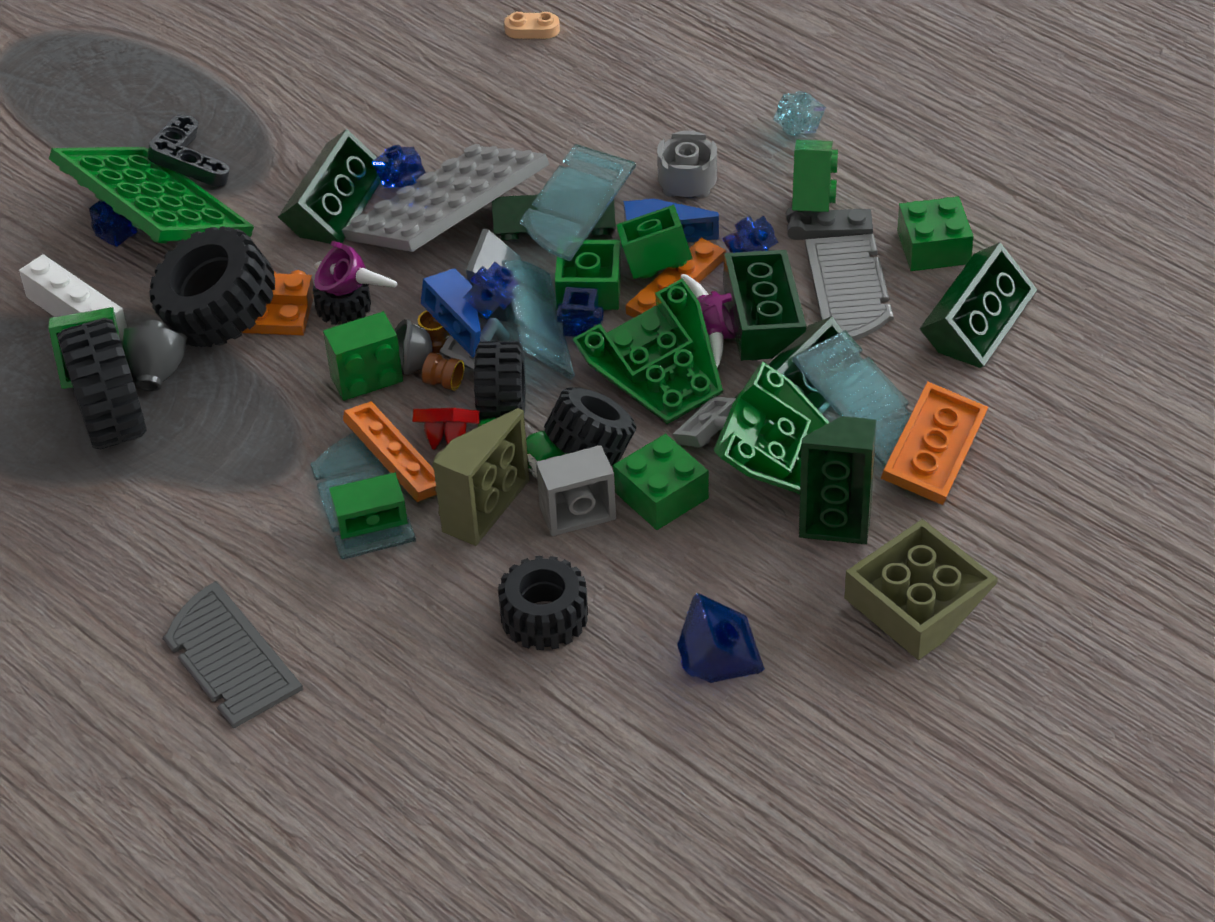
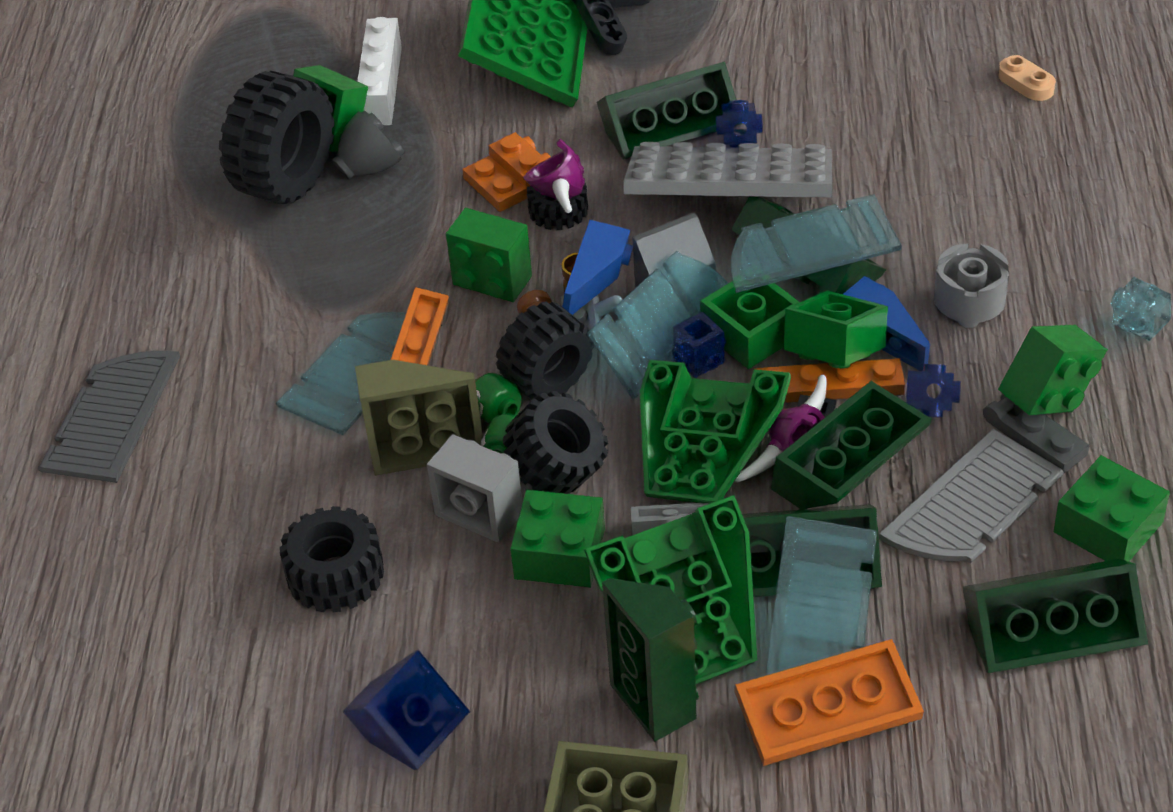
camera: 50 degrees right, 0 degrees up
(212, 286) = (459, 120): black tyre -> none
(368, 504) = (324, 374): green brick -> none
(413, 345) = (535, 272): dark grey helmet -> none
(444, 421) = (474, 352): red tile -> none
(491, 289) = (620, 265): clear blue brick -> none

